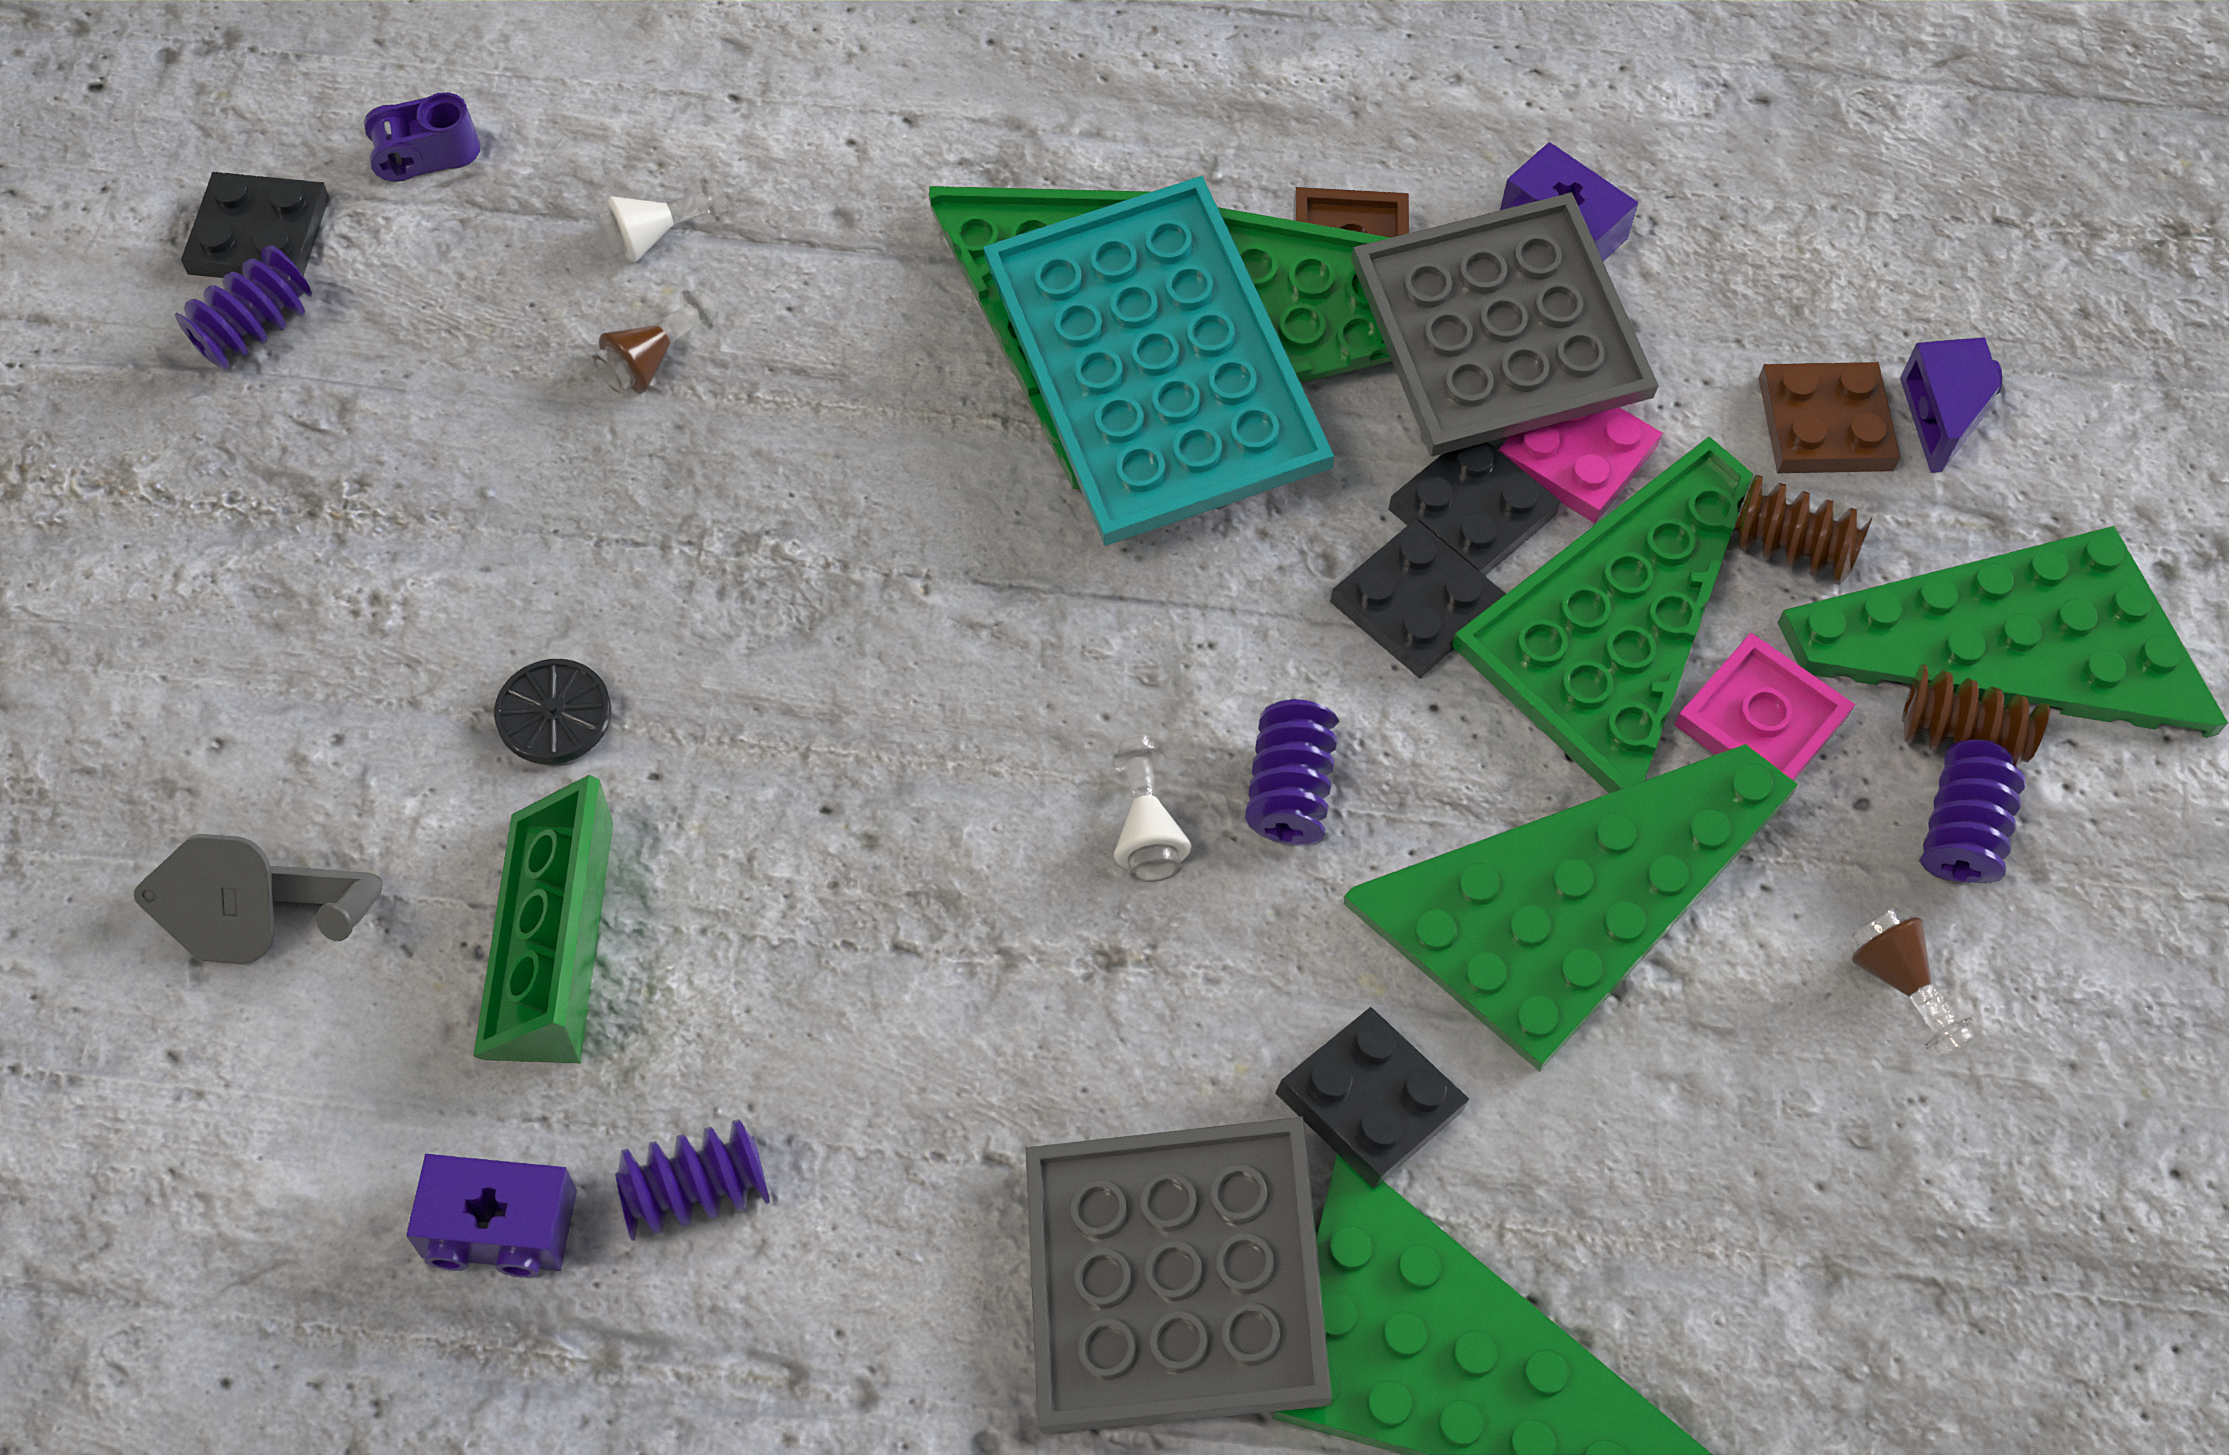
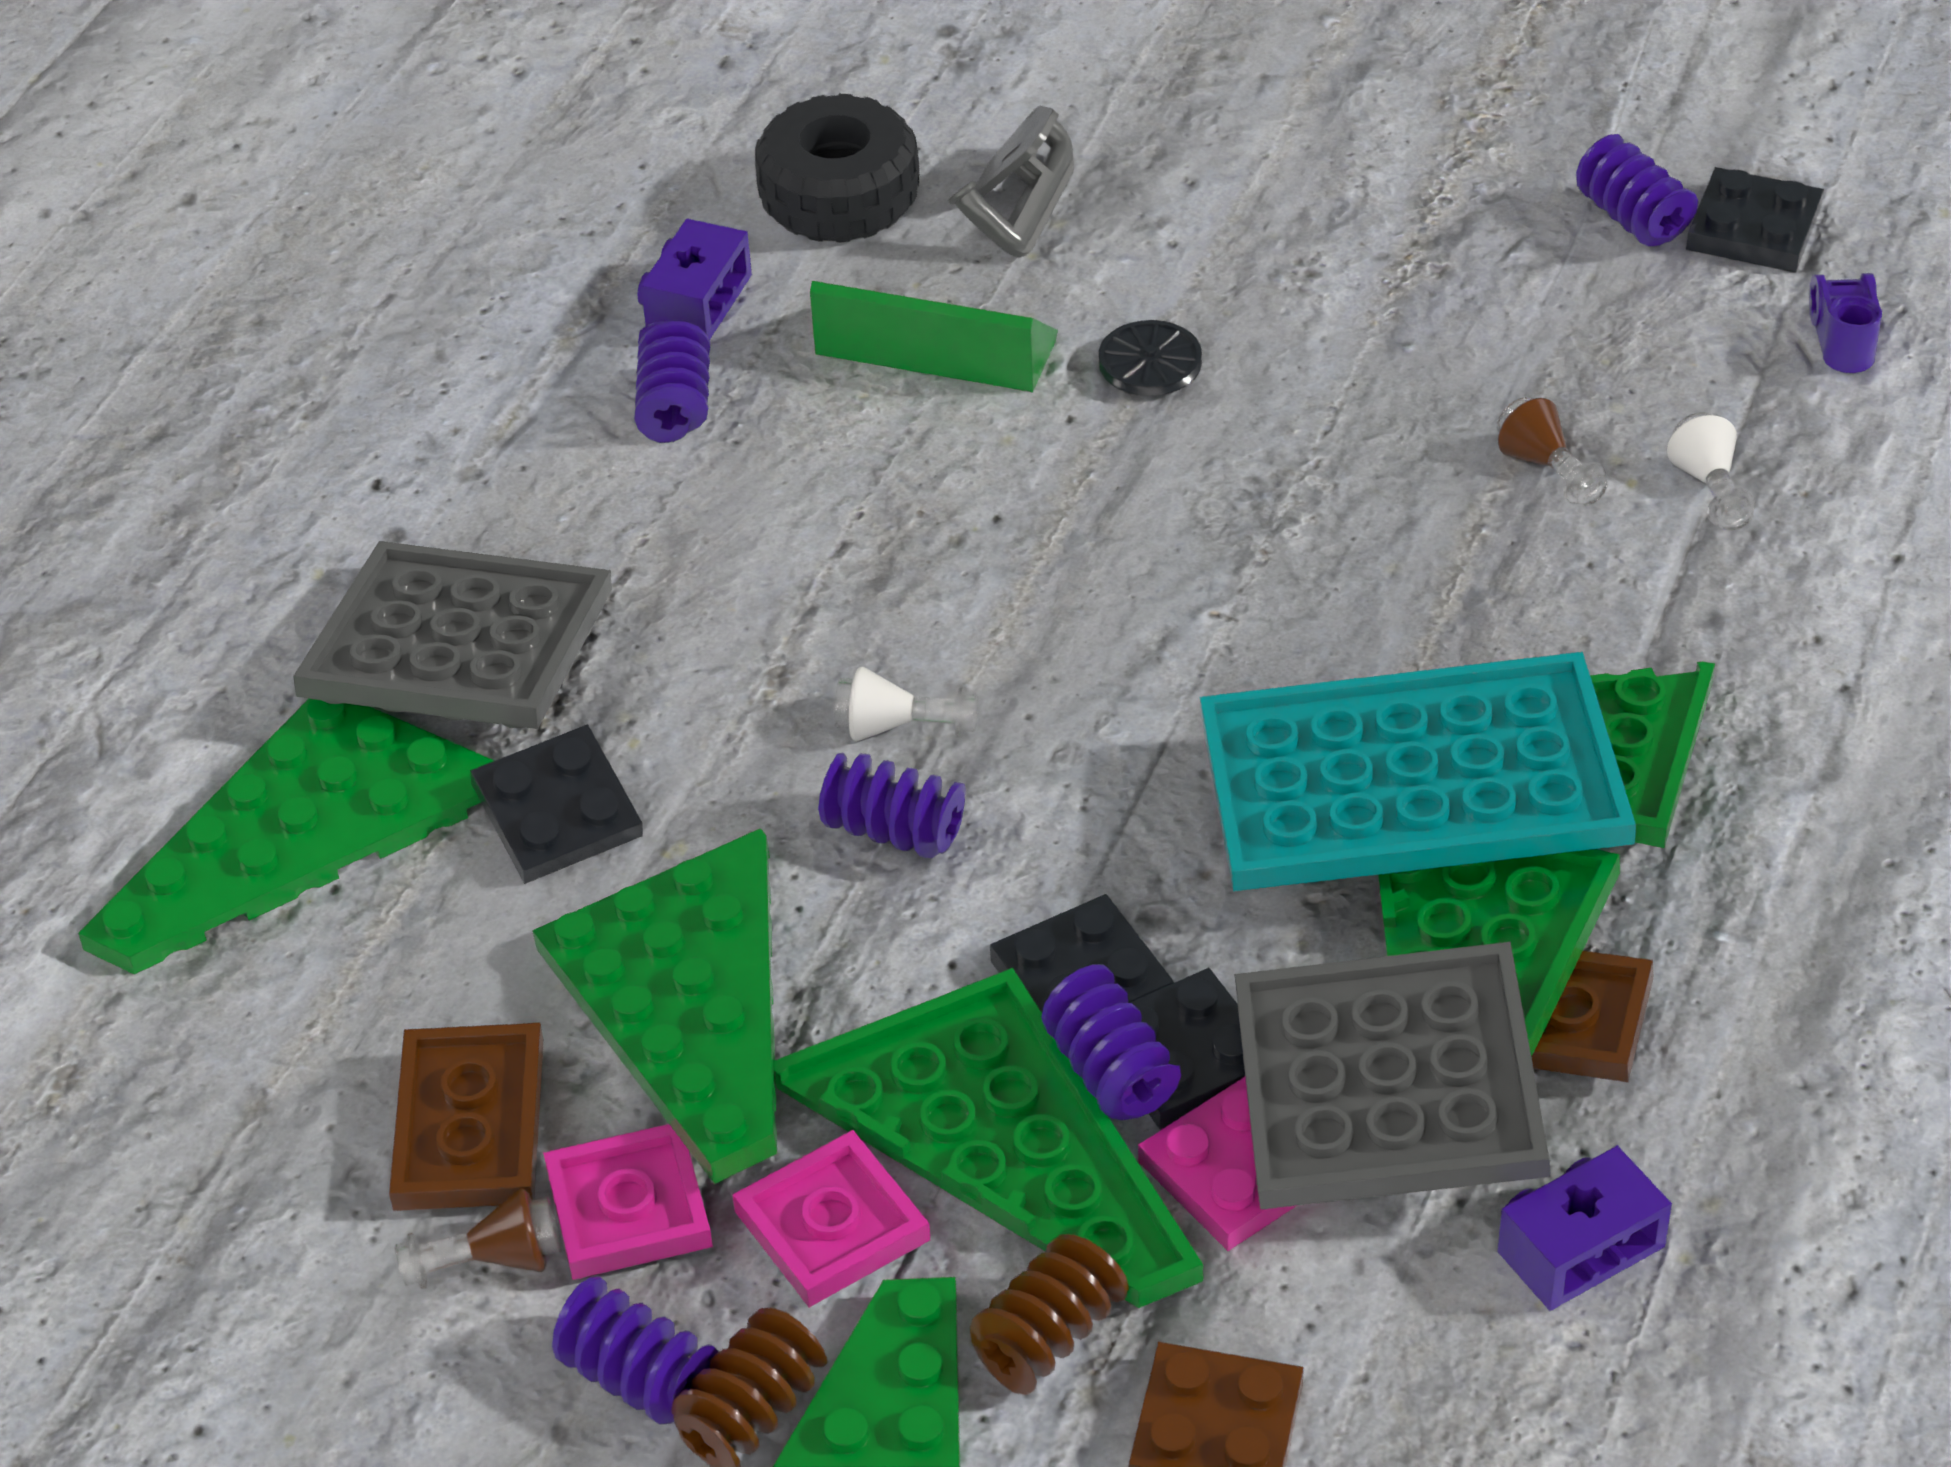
camera: 110 degrees right, 15 degrees down
(228, 1053) = (837, 167): none -> black tyre
(1534, 525) = (1109, 1044): none -> dark purple piece
(1779, 1046) = (466, 1116): none -> reddish brown plate
(1814, 880) = (627, 1201): none -> dark pink plate

